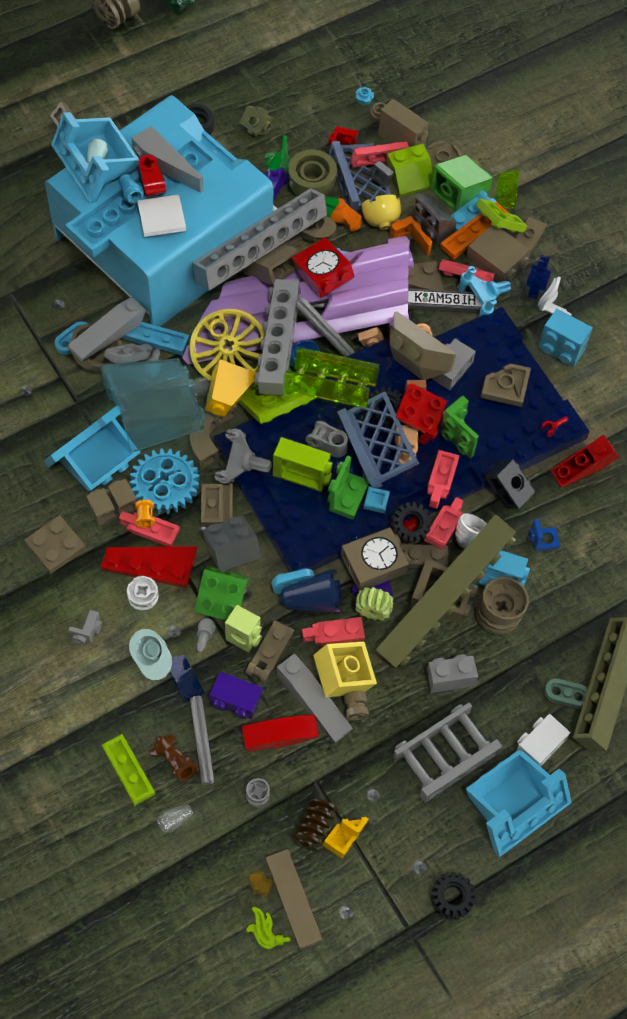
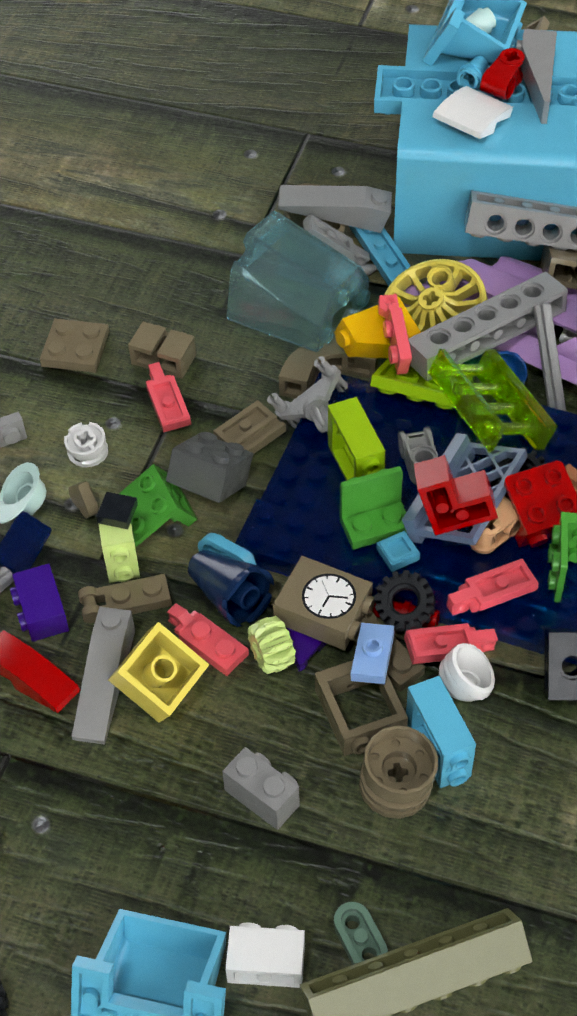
camera: 55 degrees right, 10 degrees down
(96, 452) = (191, 298): medium azure windscreen -> none
(144, 513) = (169, 376): light orange bush -> none
(161, 564) = (130, 431): red wing -> none
(165, 480) = (230, 372): medium azure gear -> none
(182, 622) = (83, 499): none -> dark tan tile
(205, 631) = (89, 527): light grey bar -> none
(234, 609) = (117, 510): none -> black tile
(247, 381) = (395, 330): none -> coral hinge
(356, 706) = (131, 721): dark tan wheel -> none
(390, 447) = (453, 501): none -> red brick
(427, 561) = (372, 653): none -> light blue plate
(446, 591) = (348, 691): olive brick -> none
(450, 775) = (162, 892): light grey fence -> none
(536, 536) = (537, 749): blue bracket -> none

